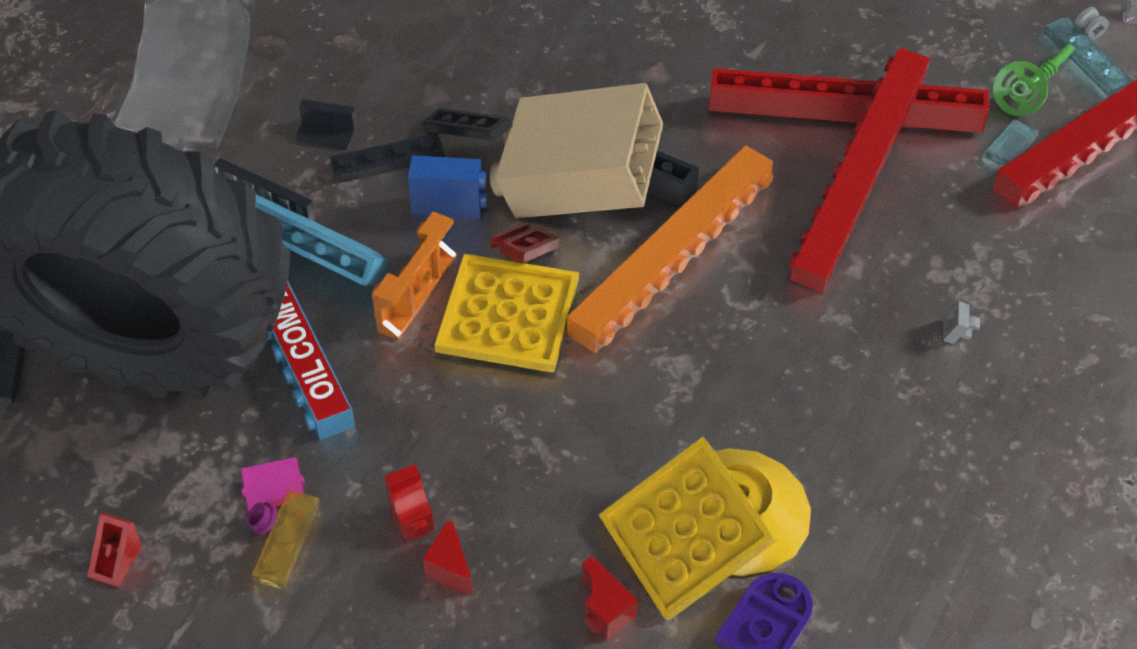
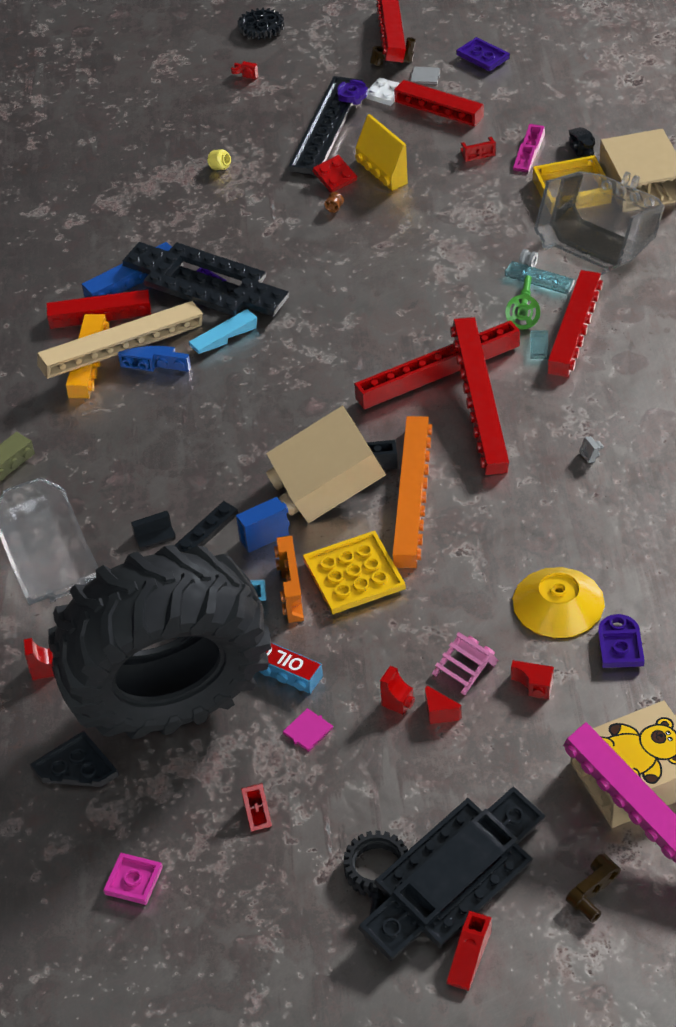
camera: 30 degrees left, 5 degrees down
(262, 517) = (316, 746): magenta plate -> none
(286, 539) = (343, 749): clear yellow plate -> none
(466, 124) = (242, 485): black tile -> none
(524, 243) = (332, 531): dark red plate -> none
(555, 513) = (472, 650): none -> bright pink plate
(686, 528) = (547, 619): yellow plate -> none

